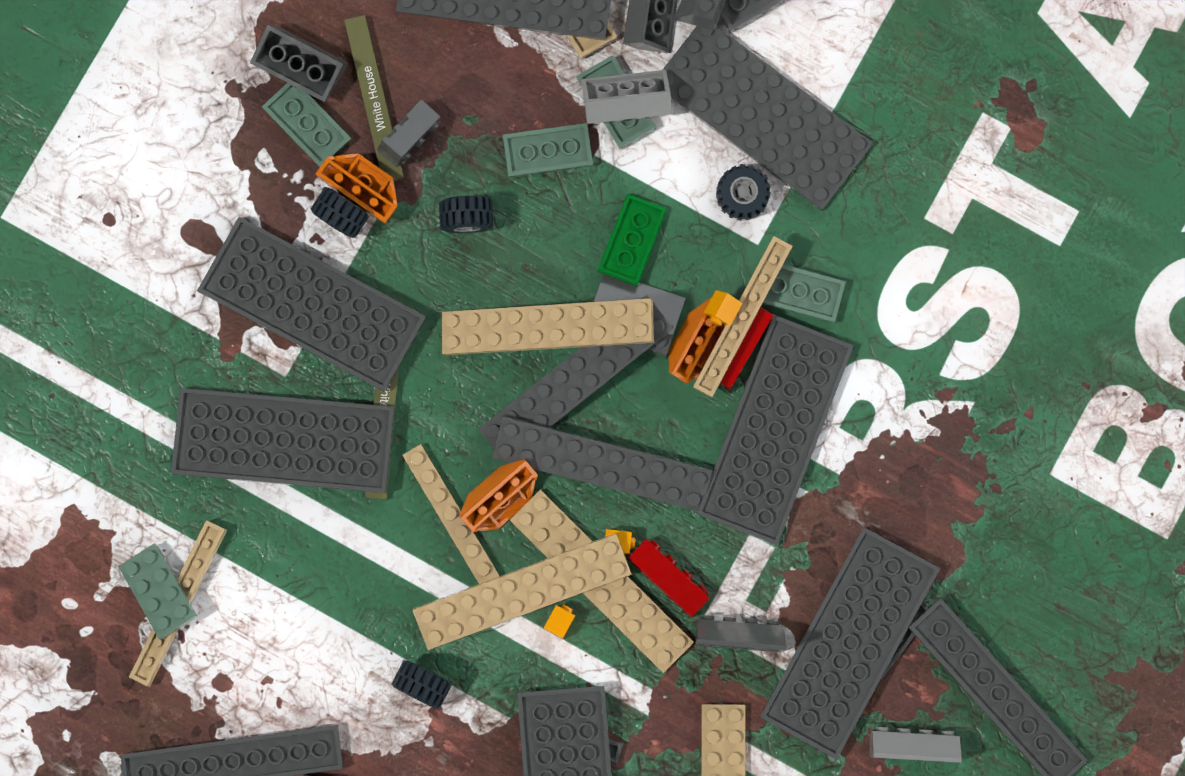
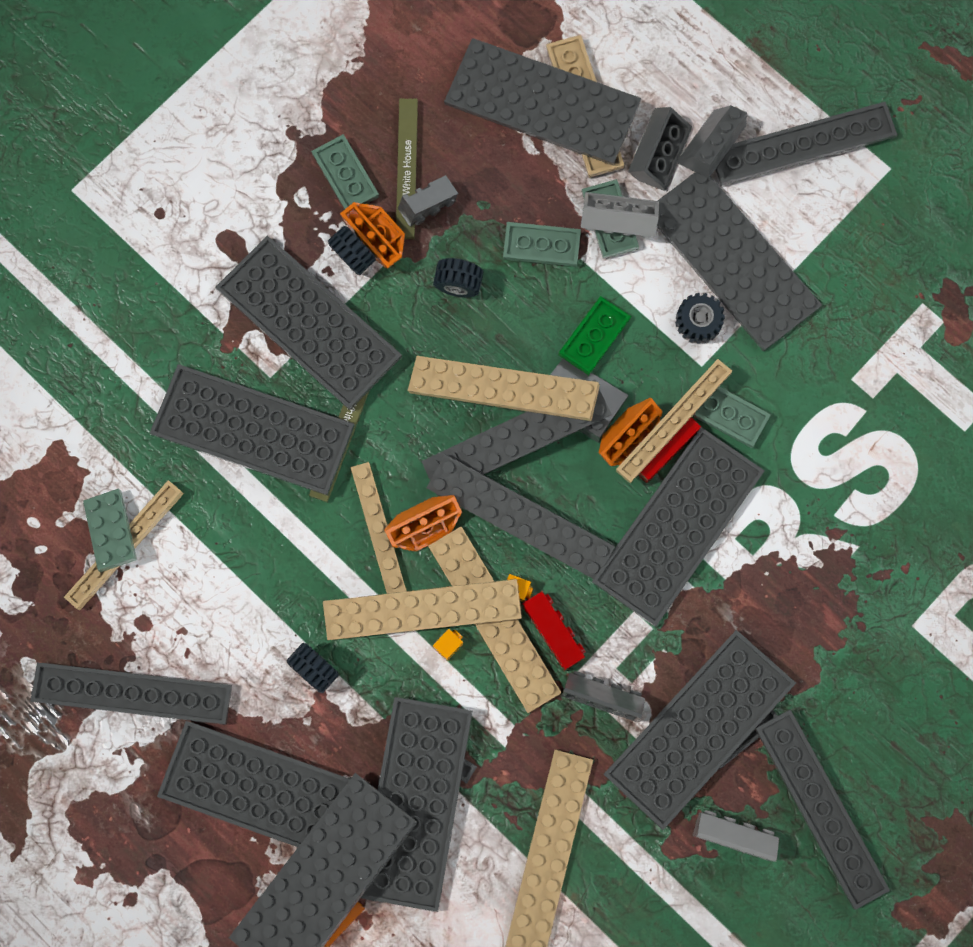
camera: 20 degrees right, 5 degrees down
(298, 62) = (351, 122): dark grey slope -> none
(722, 308) = (658, 408): light orange brick -> none

